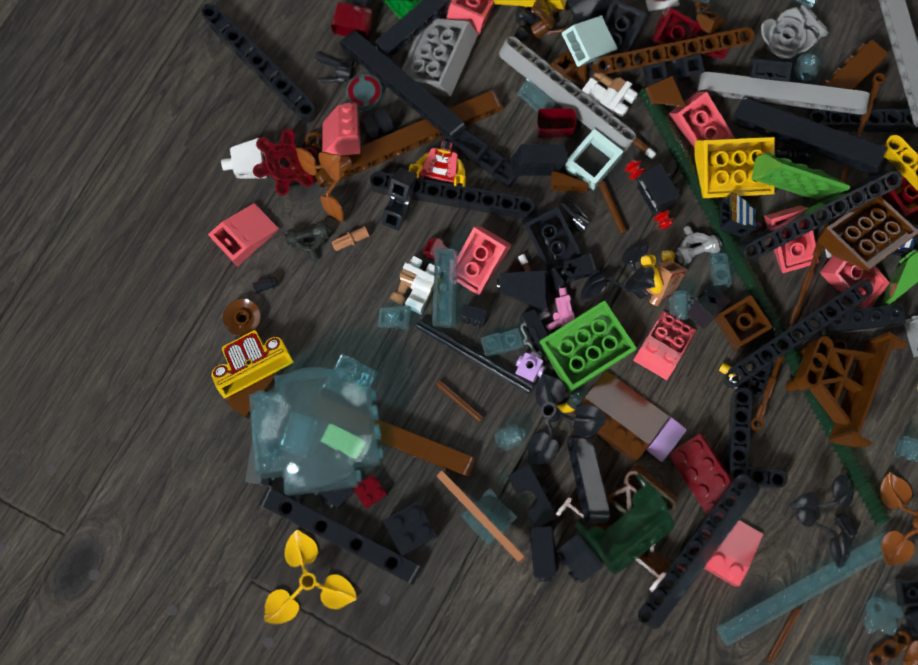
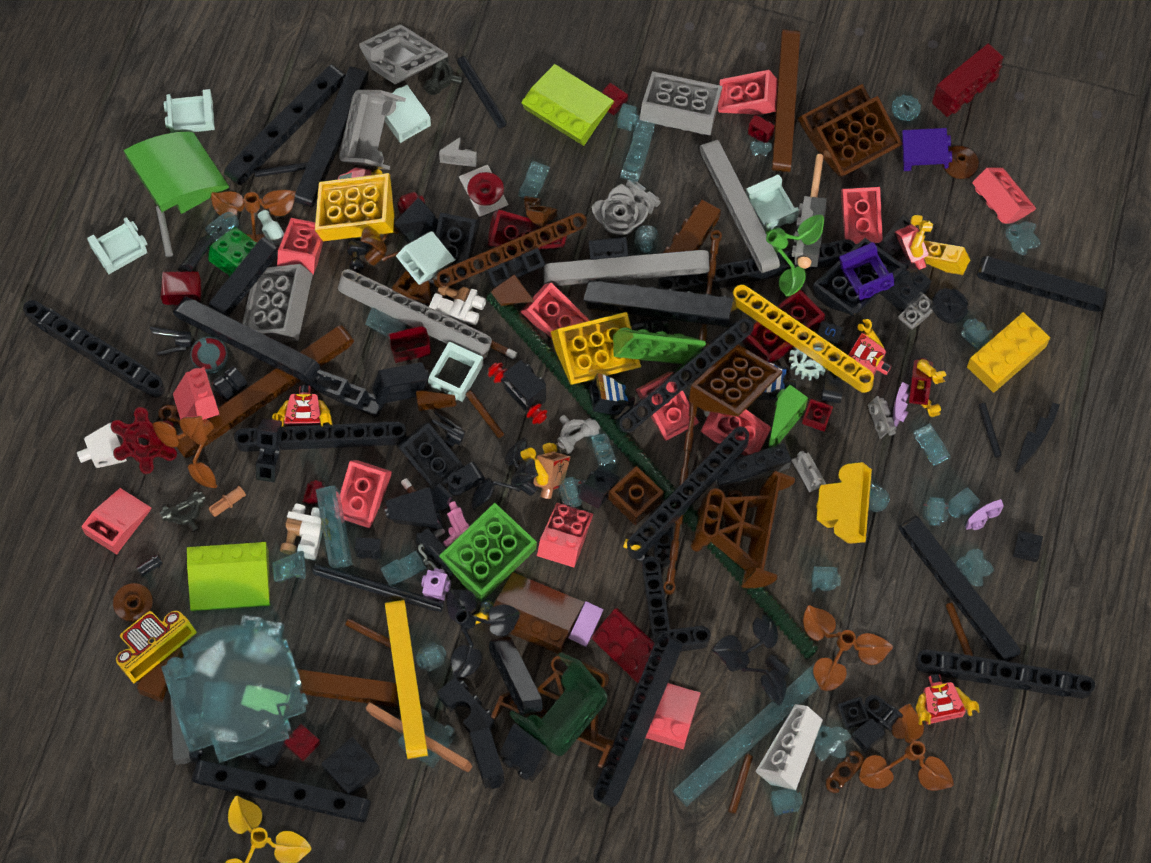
camera: 20 degrees left, 10 degrees down
(336, 312) = (228, 576): none -> lime slope
(481, 458) = (406, 679): none -> yellow beam
(843, 616) = (791, 748): none -> white wedge

